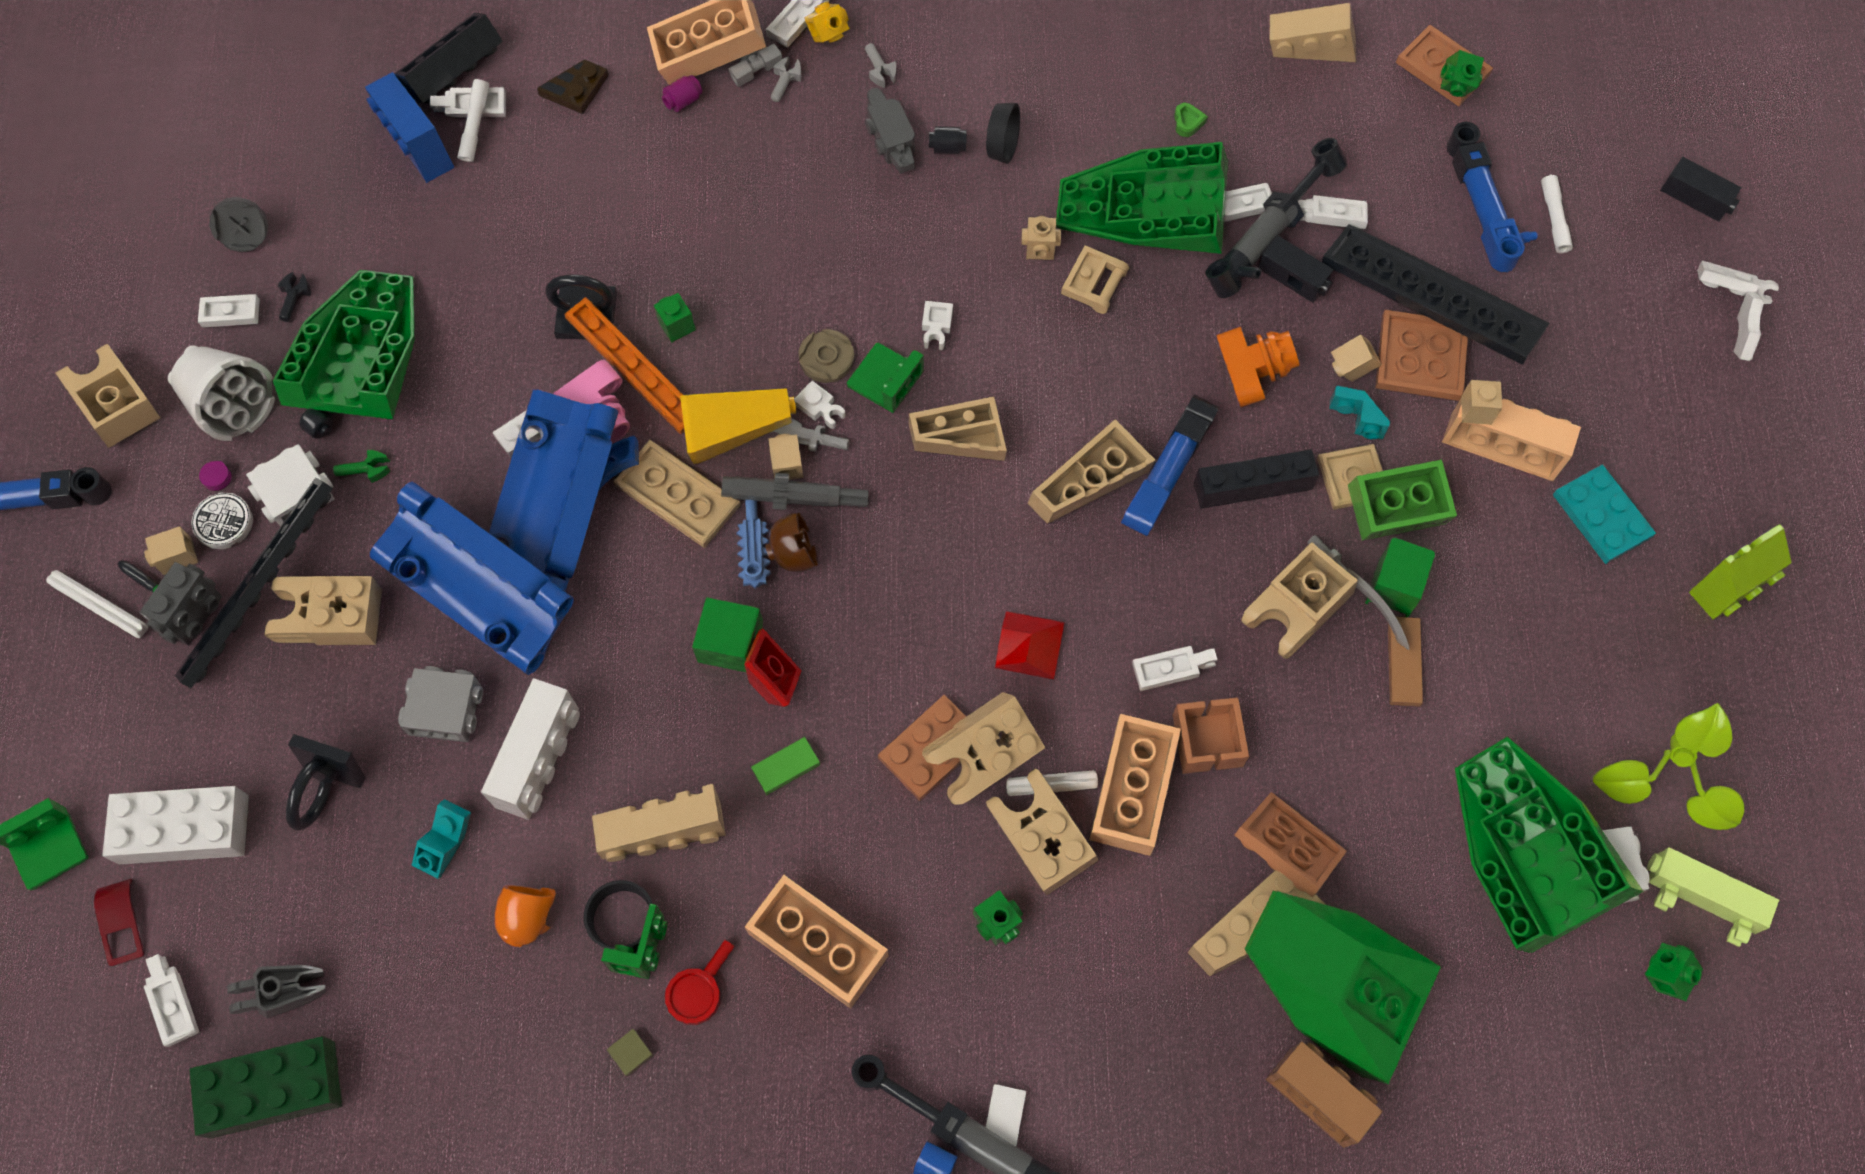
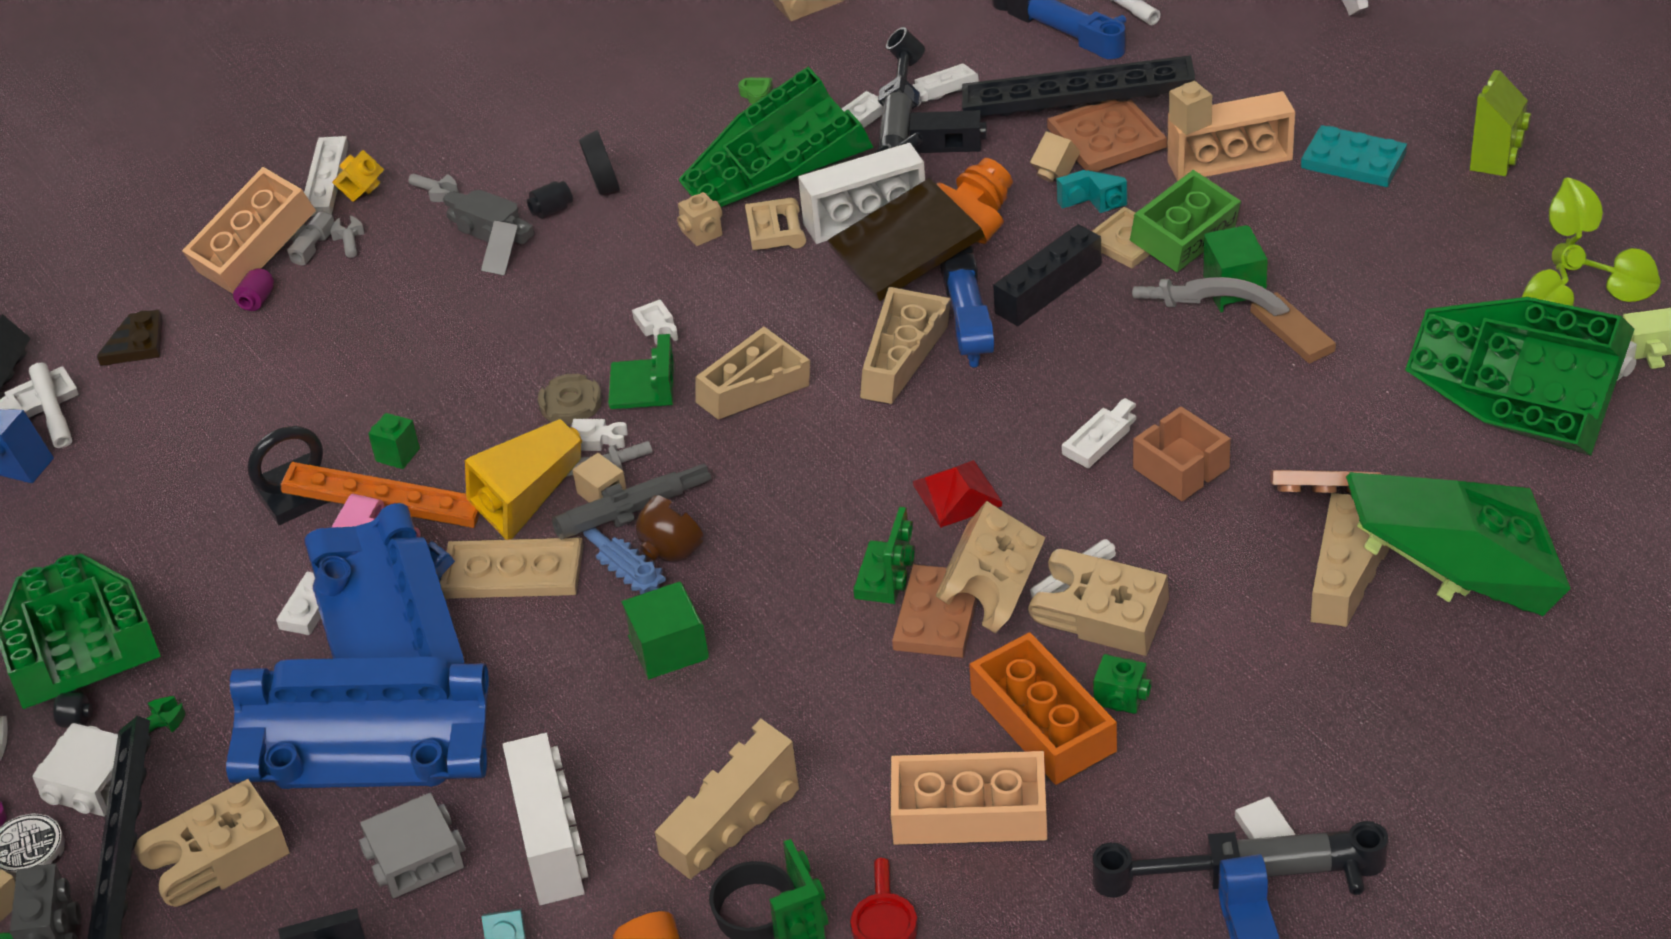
camera: 30 degrees left, 25 degrees down
(771, 670) = (732, 636): red slope -> none
(785, 765) = (810, 701): bright green tile -> none
(877, 168) = (499, 247): none -> light grey sticker
(922, 681) = (885, 563): none -> green bracket
(926, 900) = (1043, 707): none -> orange brick
(1135, 784) = (1150, 519): light nougat brick -> none
(1171, 371) = (905, 238): none -> dark brown tile
(1176, 298) = (854, 189): none -> white brick
(1297, 605) = (1166, 324): tan brick -> none
(1325, 1094) = (1526, 629): medium nougat brick -> none

